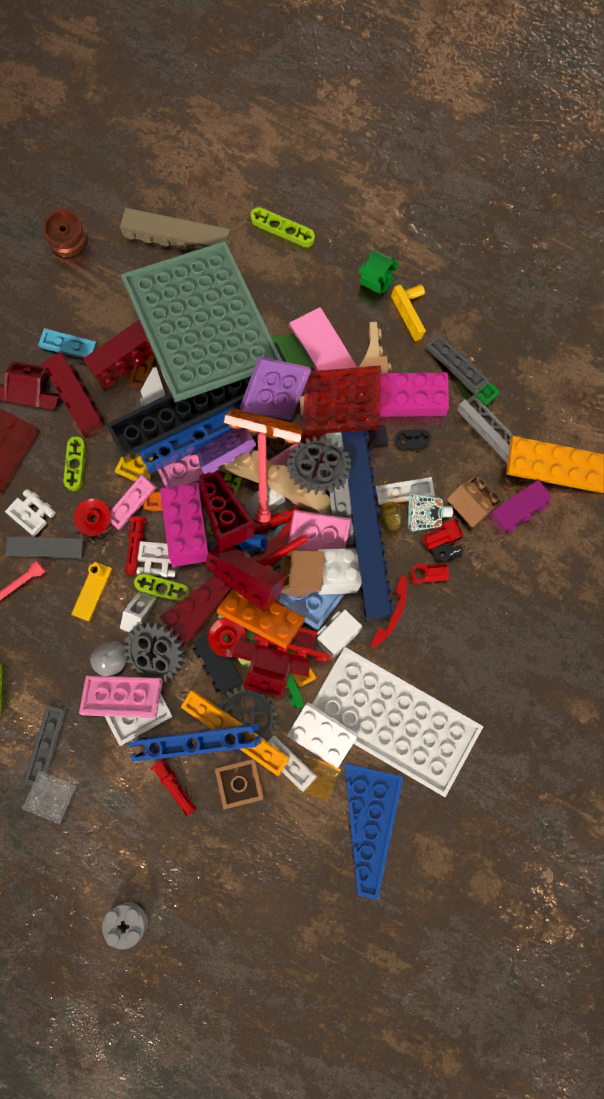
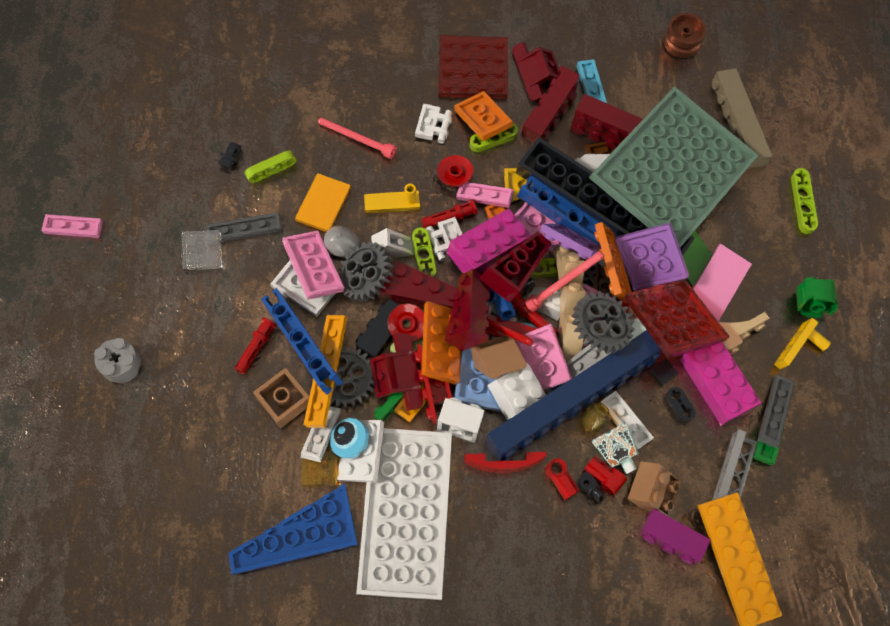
camera: 55 degrees right, 10 degrees down
(44, 547) = (410, 149): dark grey tile -> none
(49, 462) = (483, 116): none -> orange plate
(59, 657) = (323, 203): none -> light orange tile
(308, 740) = (349, 438): none -> tile

